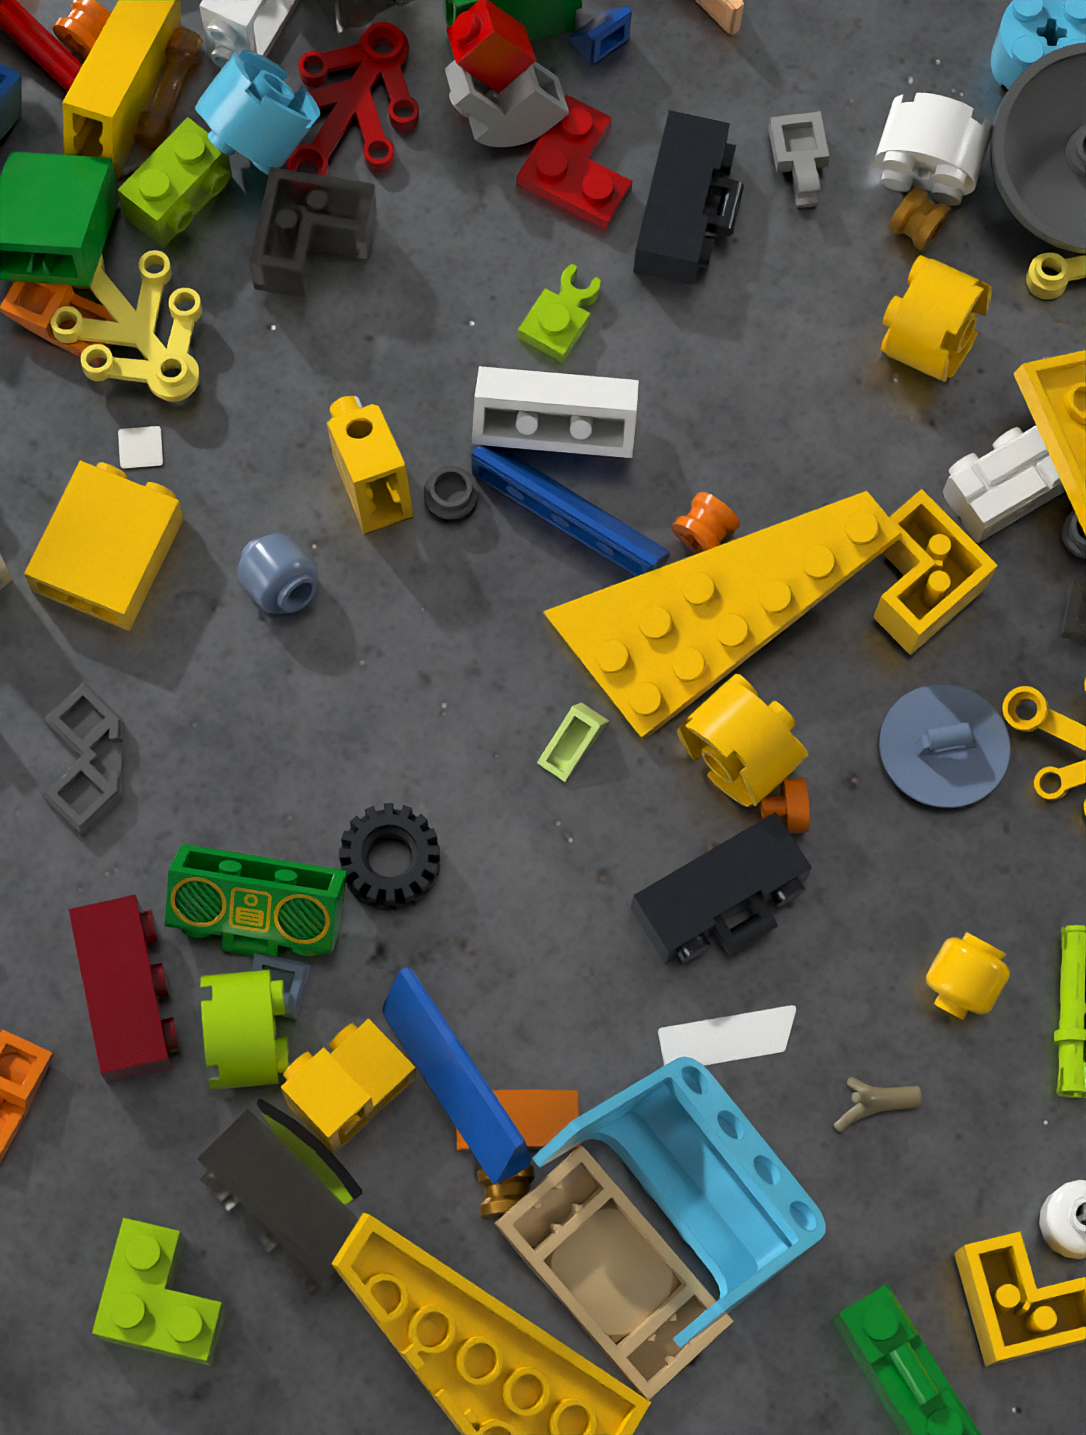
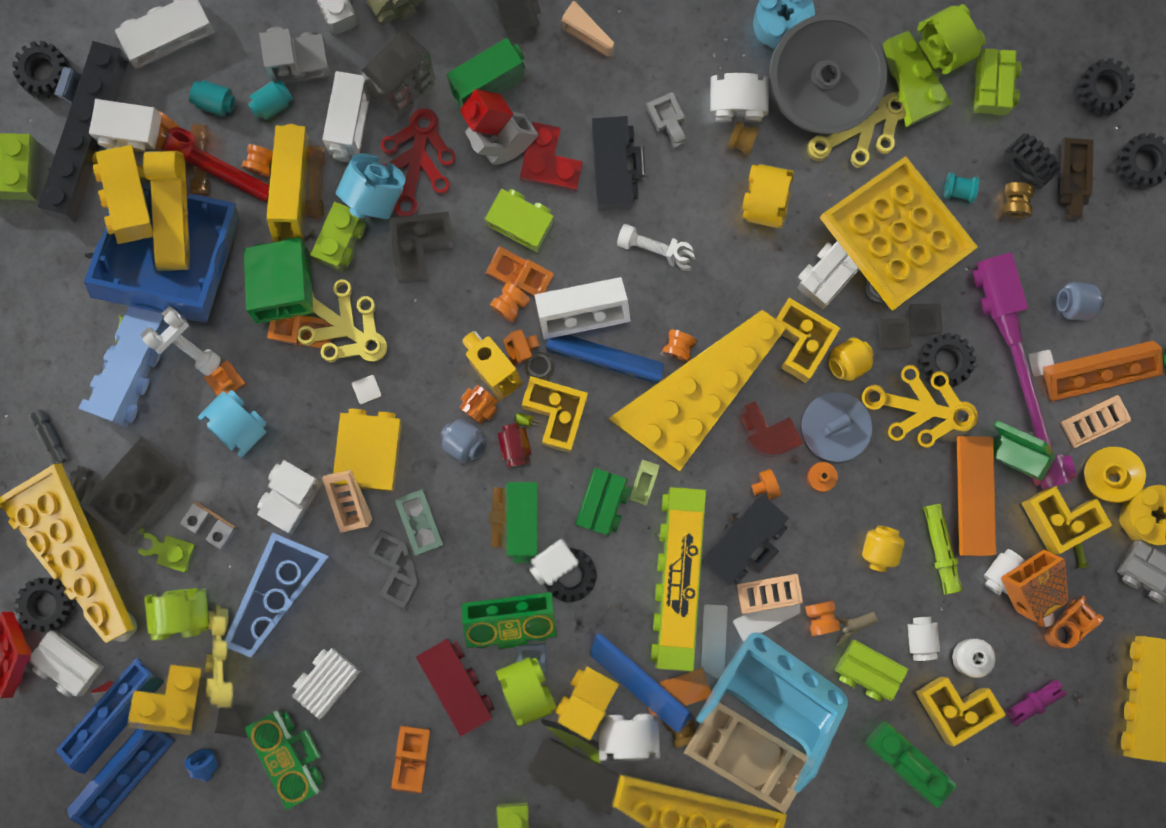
camera: 20 degrees left, 10 degrees up
(22, 629) = (346, 522): none -> light nougat slope
(154, 690) = (419, 522): none -> sand green piece
(294, 723) = (497, 517): none -> clear orange bar
(324, 520) = (478, 404): none -> orange gear
(334, 732) = (522, 521): none -> green brick
(363, 811) = (553, 563): none -> white brick
(364, 608) = (514, 445): none -> dark red brick
(397, 575) = (525, 420): none -> lime piece
(403, 1170) = (629, 739): none -> white brick
(427, 448) = (519, 347): none -> orange tile
(433, 370) = (509, 302): none -> orange wheel
(464, 329) = (520, 272): none -> orange slope
(466, 567) = (561, 405): none -> yellow brick
(486, 749) = (602, 502): none -> green brick
(493, 240) = (519, 219): none -> lime brick
(558, 319) = (565, 251): lime plate -> none
(583, 923) = (680, 579): none -> brick
(602, 34) = (539, 78): blue slope -> none
(614, 1046) = (714, 639): none -> white sticker
(673, 324) = (629, 237): none -> white bar
(743, 741) = (735, 462): yellow brick -> none
(761, 978) = (794, 588): none -> light nougat slope
(822, 1066) = (822, 618): none -> orange wheel
(830, 730) = (771, 440): none -> clear red brick
(881, 1188) = (870, 670): none -> lime brick
(887, 833) = (815, 479): none -> orange tile
(996, 1159) = (923, 639): none -> white brick
(1003, 634) = (851, 359): none -> yellow head

